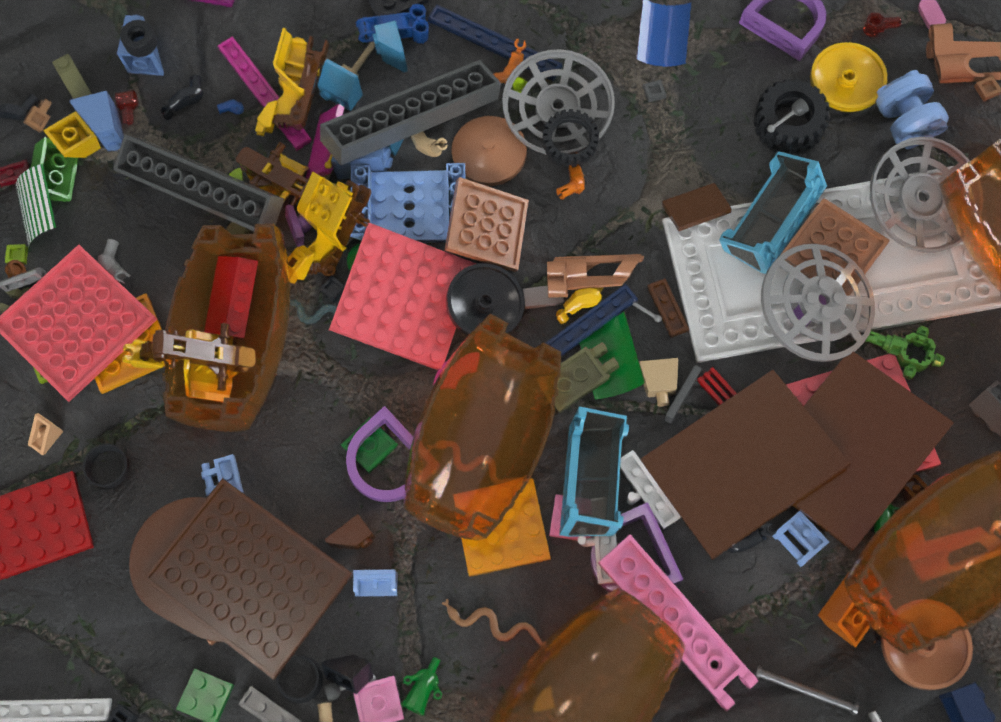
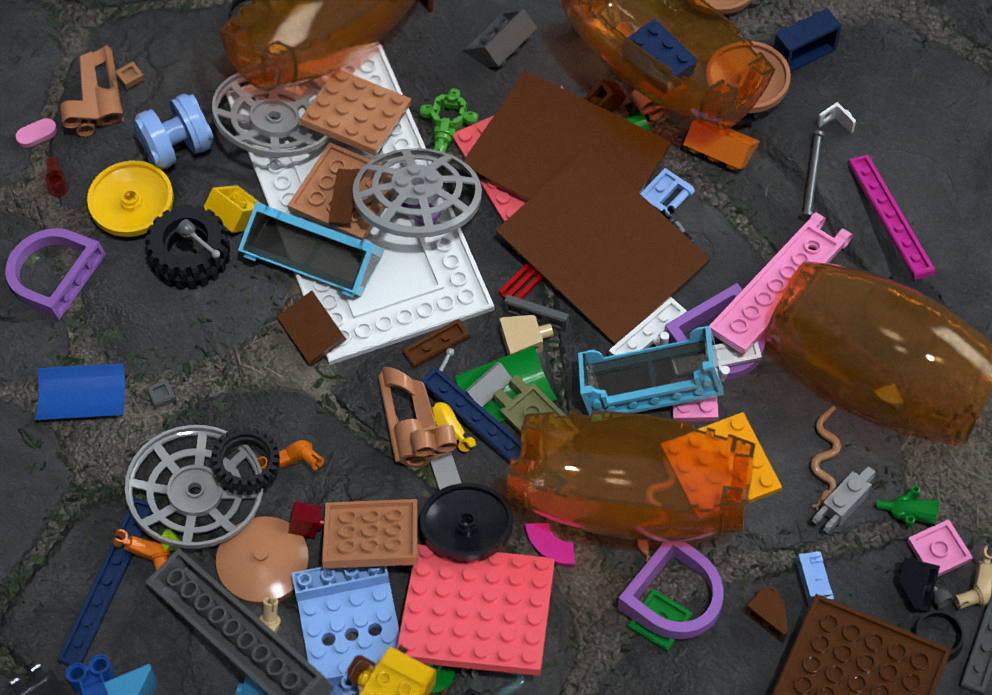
camera: 105 degrees left, 10 degrees down
(442, 627) = (845, 499): none -> light grey hinge
(513, 180) = (305, 519): none -> dark red brick
(614, 340) = (490, 382): none -> light grey tile
(810, 236) = (342, 201): none -> reddish brown tile
(834, 157) = (232, 206): none -> yellow slope
(921, 265) = (355, 111): none -> nougat plate
(948, 547) = (665, 48): none -> dark blue piece

